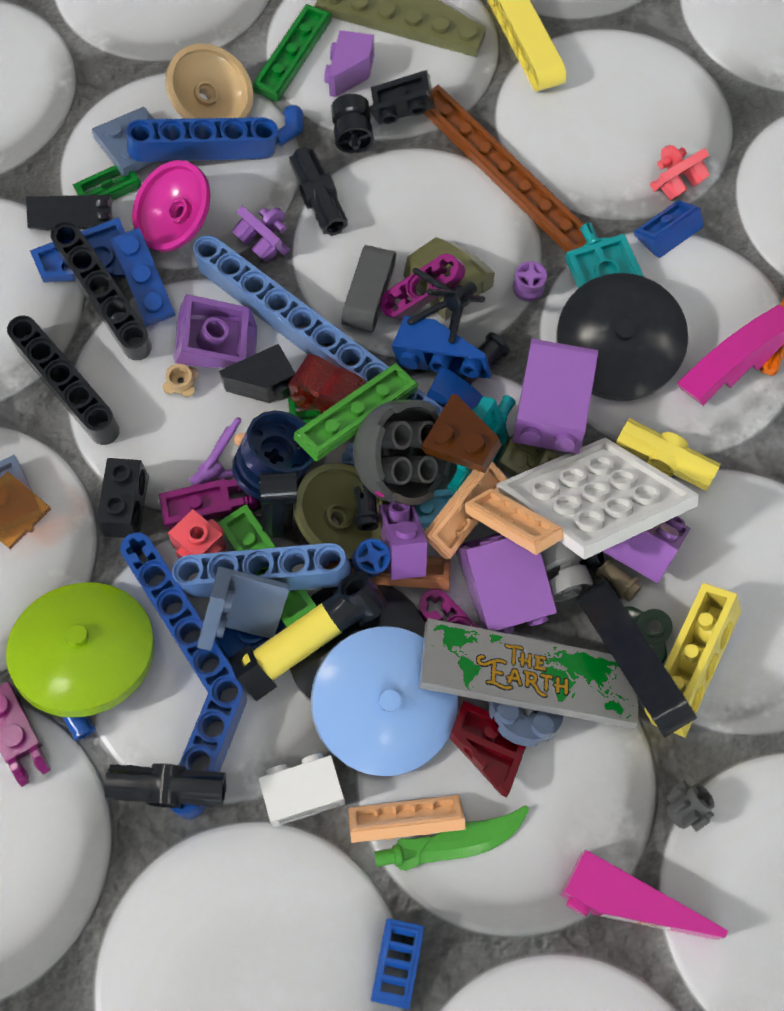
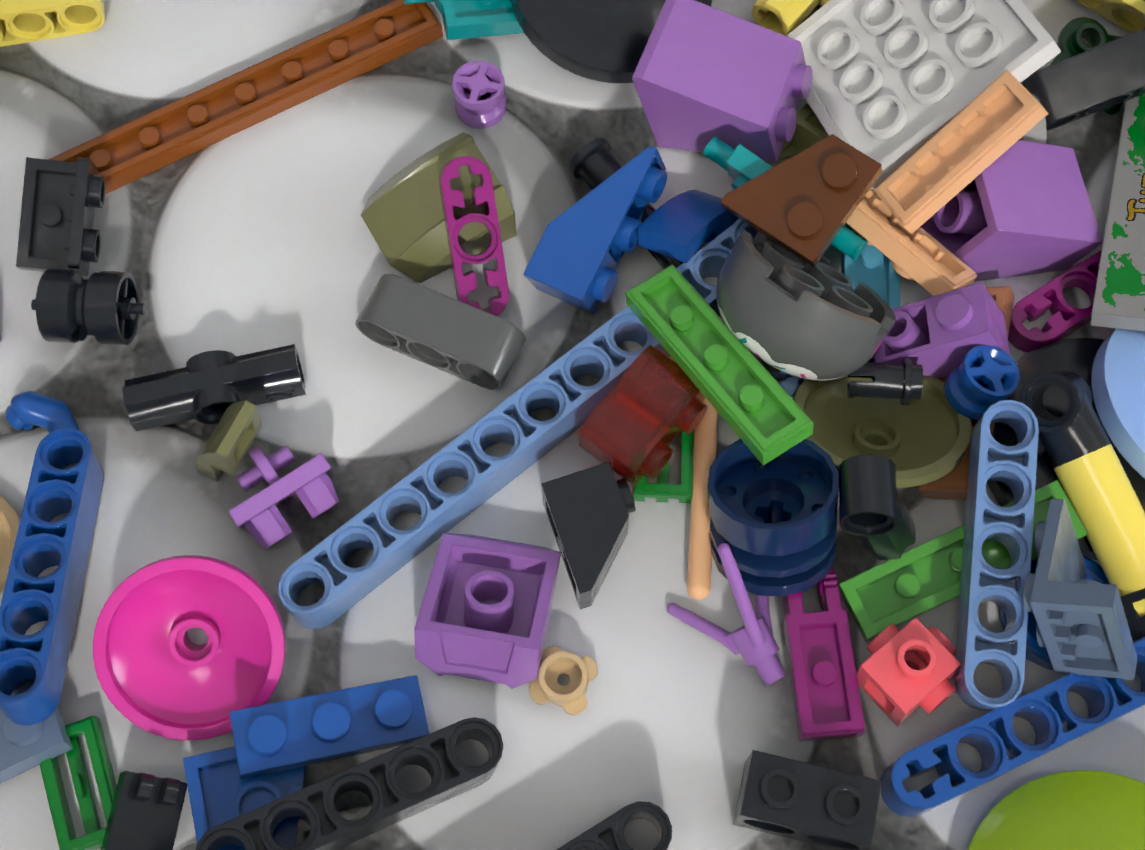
camera: 80 degrees left, 0 degrees up
(281, 197) = (229, 440): none -> olive slope
(454, 299) = (527, 183): black plant -> none

